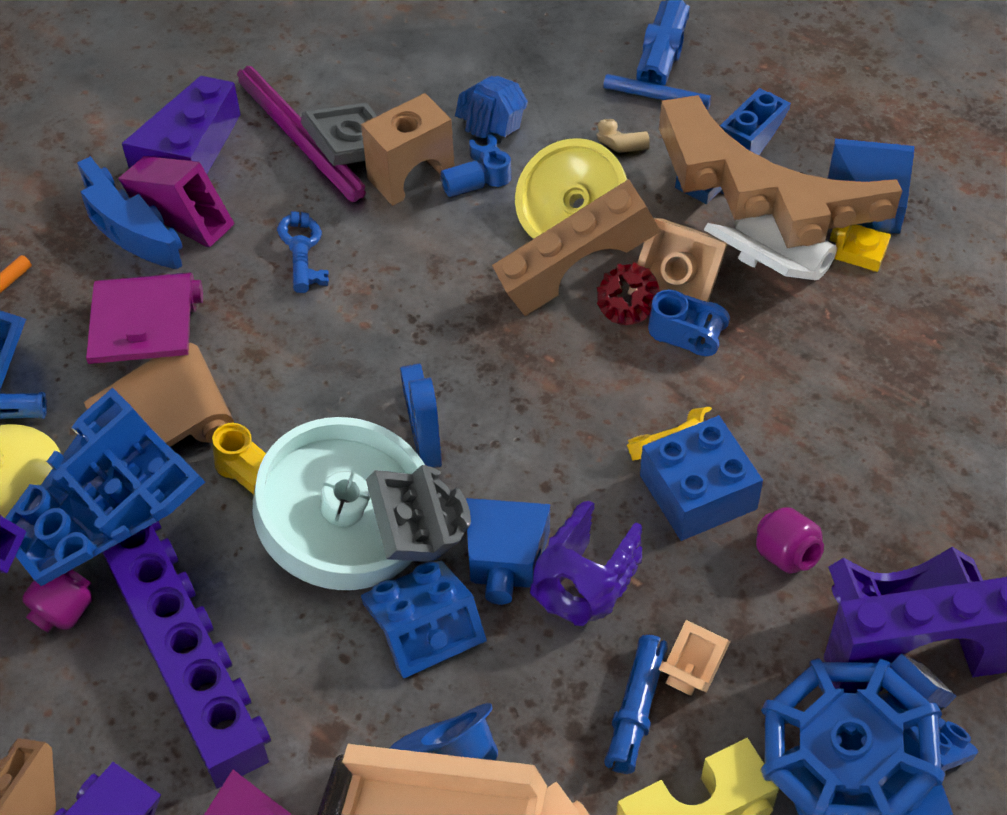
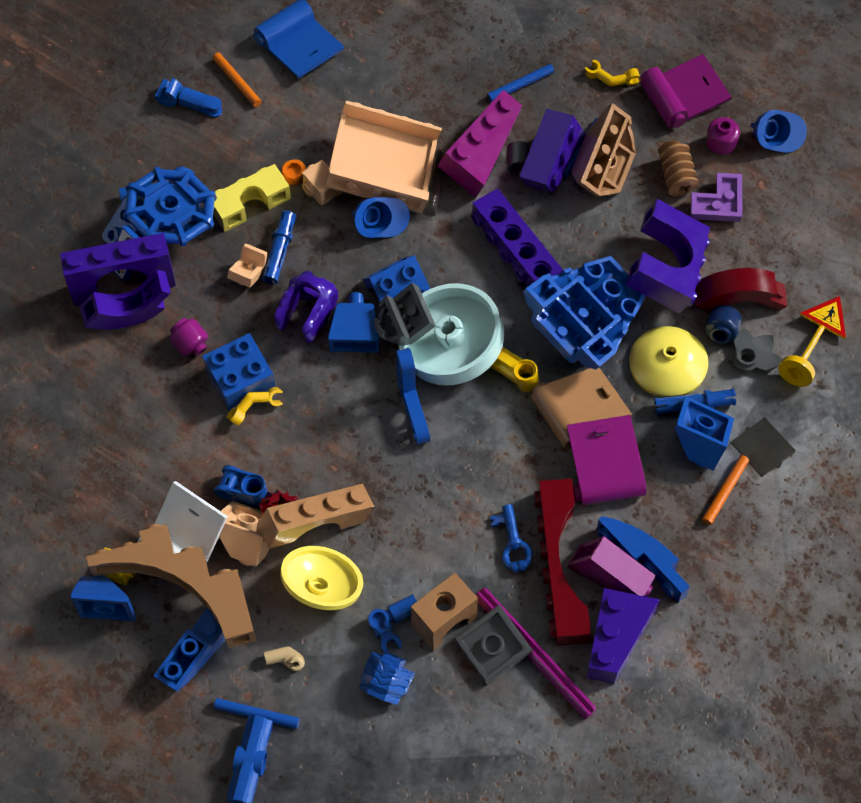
camera: 175 degrees right, 10 degrees up
(230, 272) = (569, 613): none -> dark red arch

